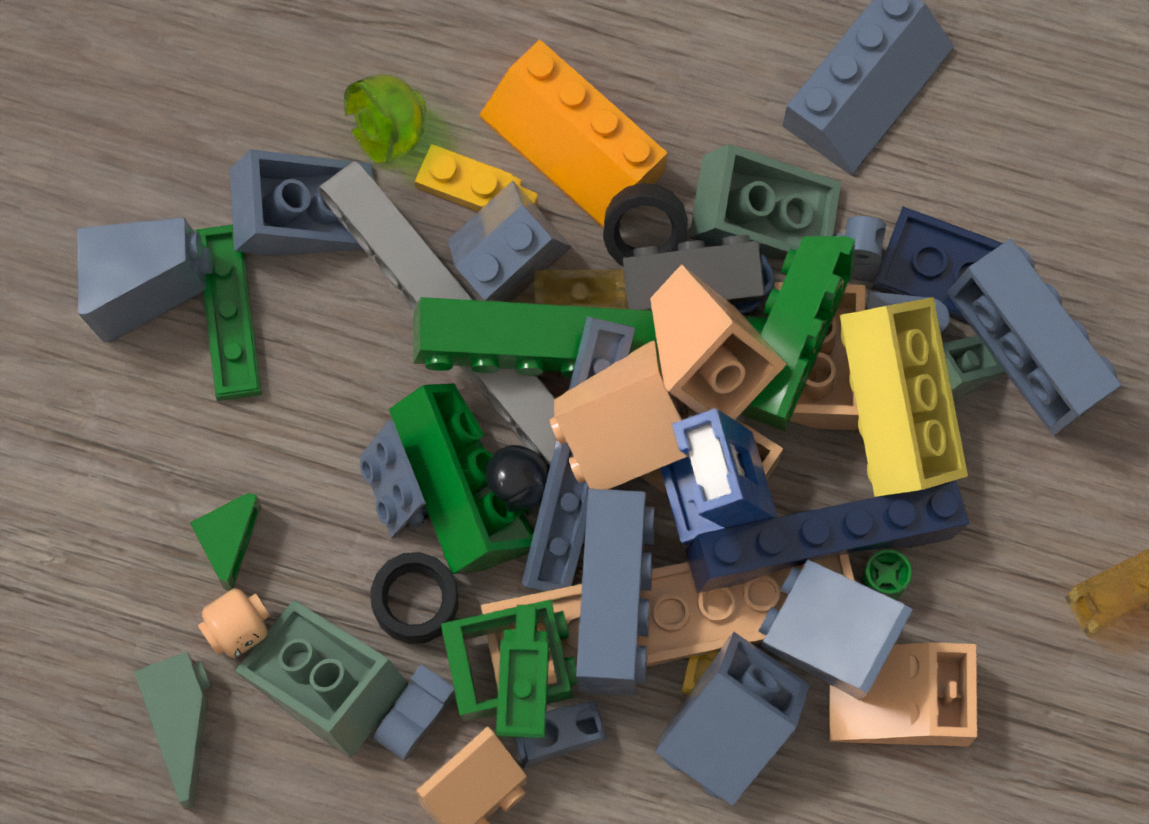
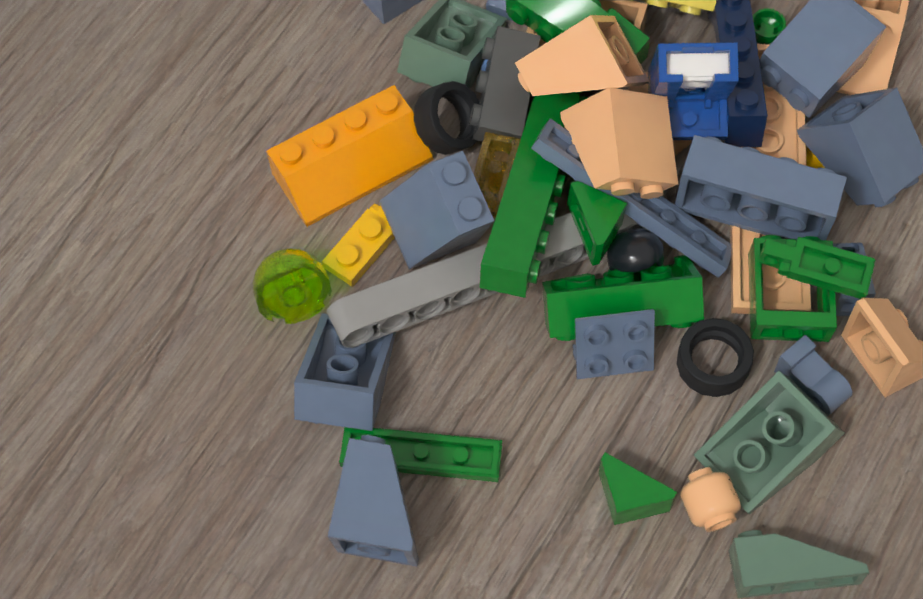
camera: 70 degrees left, 10 degrees down
(528, 421) = (596, 218): none -> green slope

